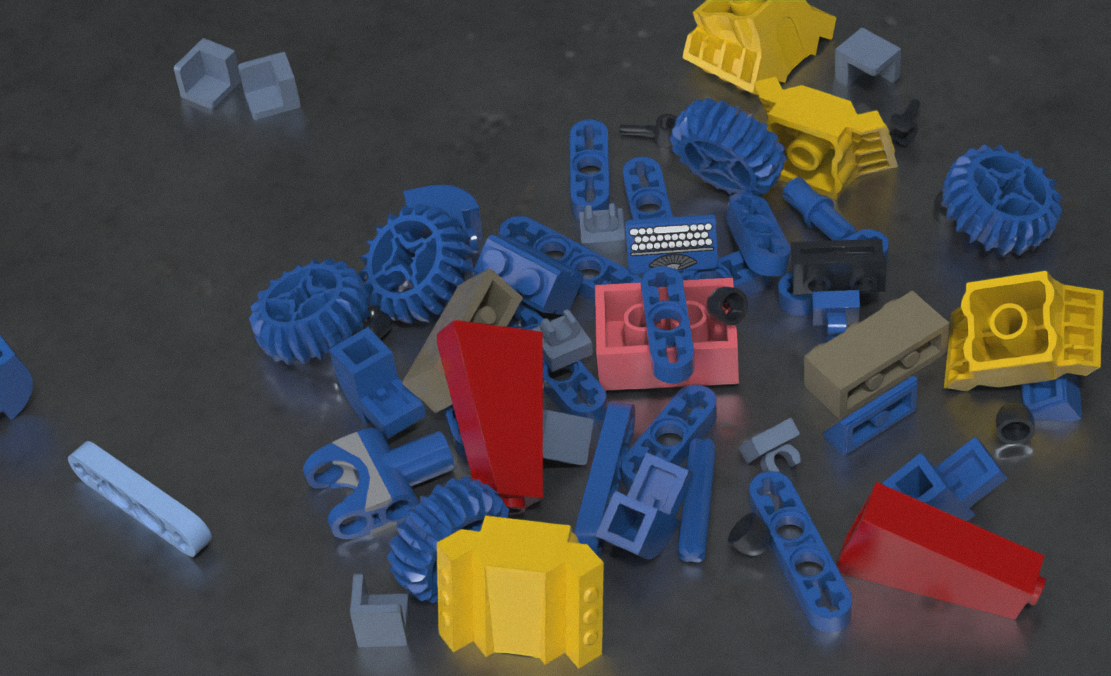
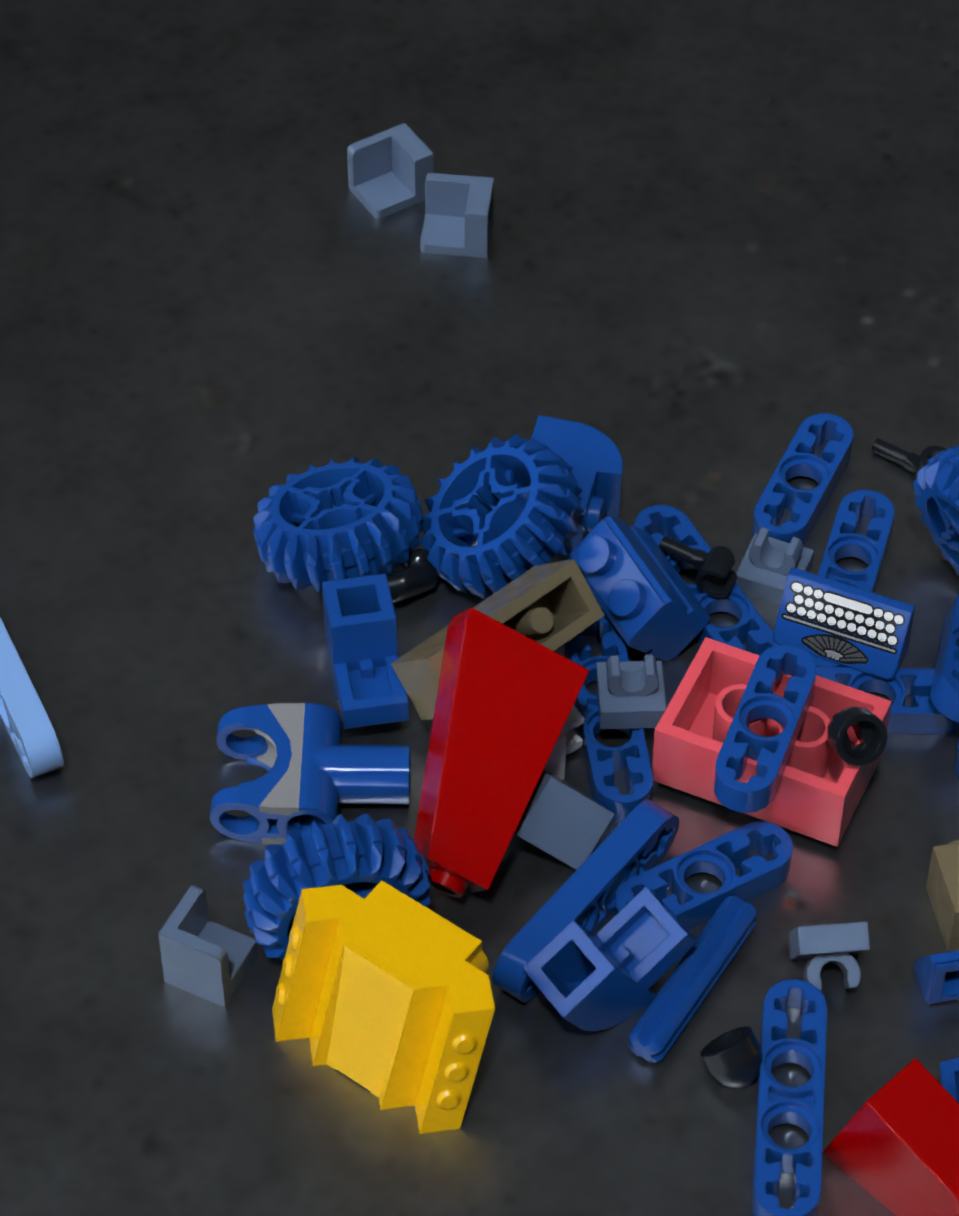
camera: 20 degrees right, 0 degrees up
(570, 242) = (714, 567): none -> black hand

